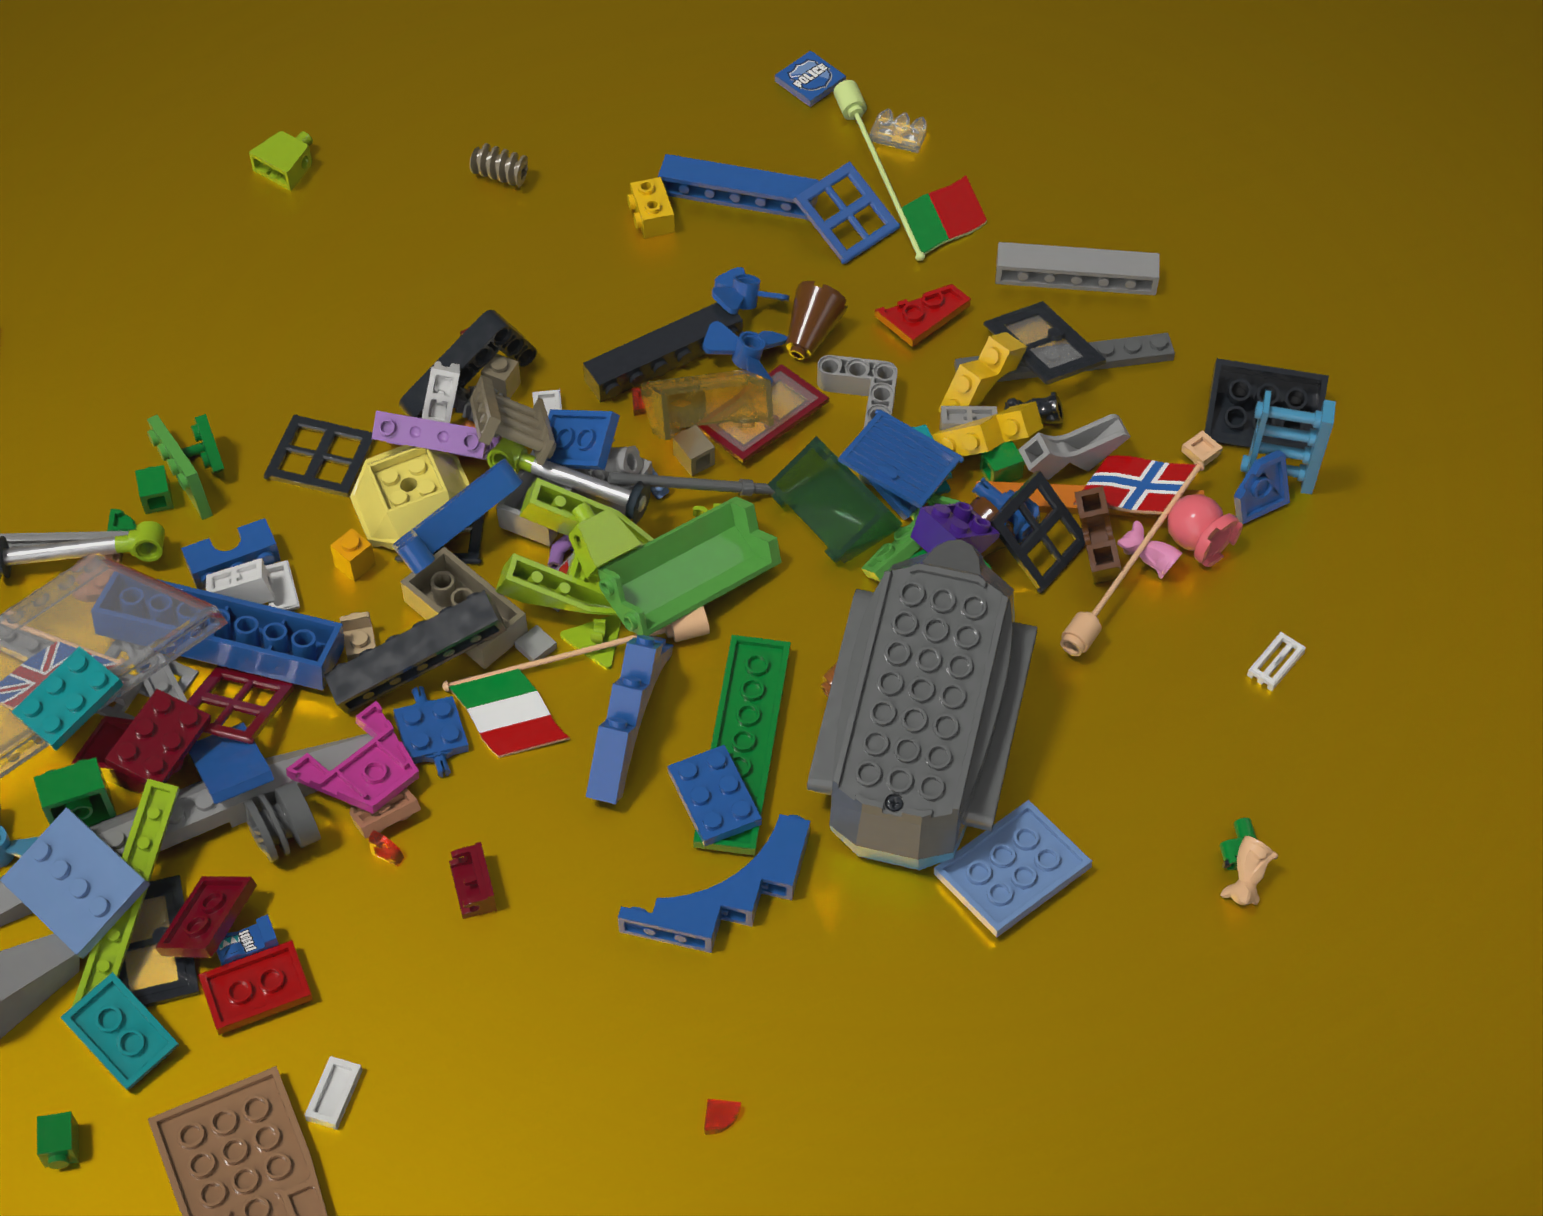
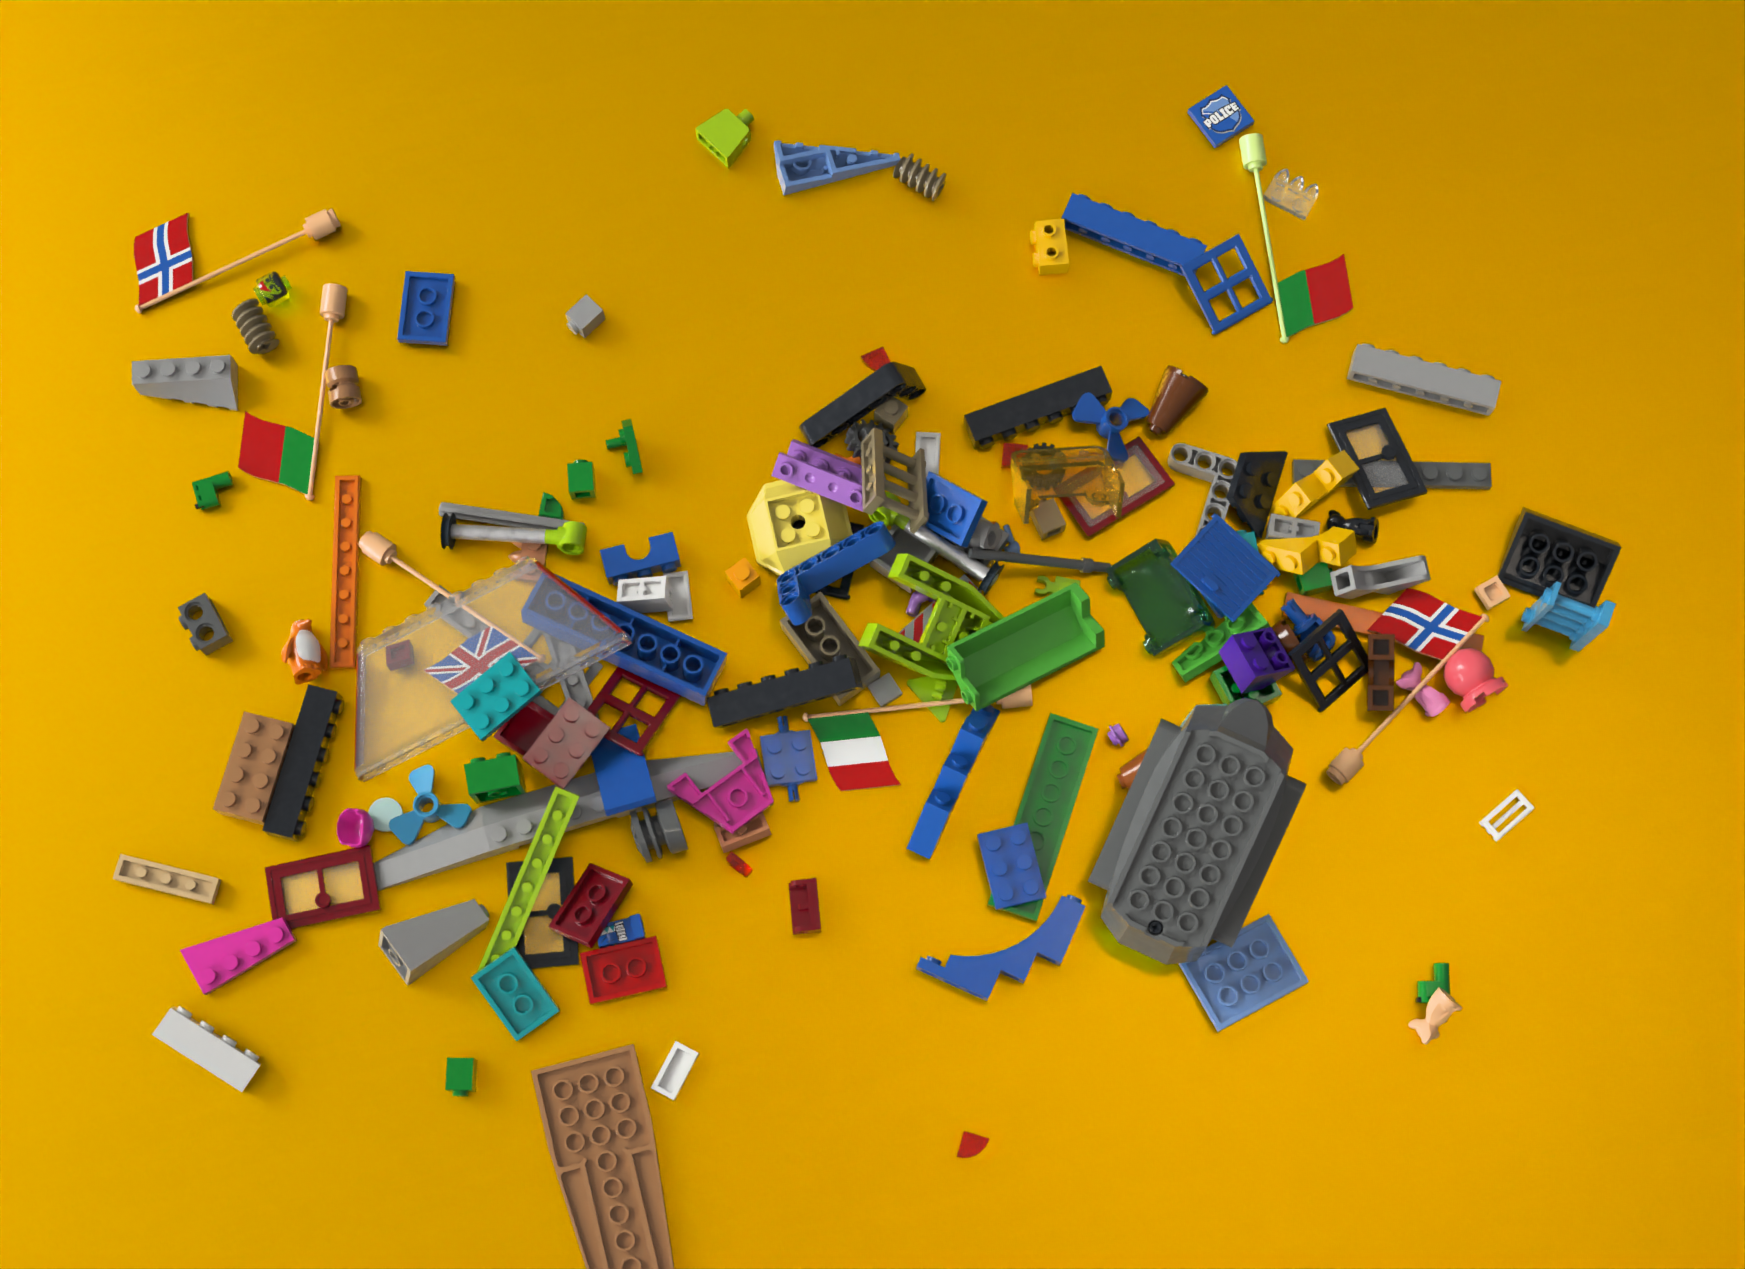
camera: 10 degrees right, 20 degrees up
(74, 882) = (490, 862): medium blue plate -> none
(143, 337) = (584, 316): none -> light grey brick
(179, 465) = (604, 463): bright green wing -> none
(320, 455) = (725, 465): black window -> none
(357, 633) = (738, 658): tan bracket -> none
(380, 174) = (810, 166): none -> medium blue wedge
(441, 392) = (837, 436): white hinge -> none
(599, 538) = (953, 617): lime torso -> none
(740, 291) = (1119, 356): blue piece -> none
(814, 647) = (1117, 735): none -> medium lavender plate
(918, 385) = (1255, 487): none -> black wing
(924, 315) = (1274, 406): red wing -> none
(1263, 487) = (1535, 647): blue plate -> none

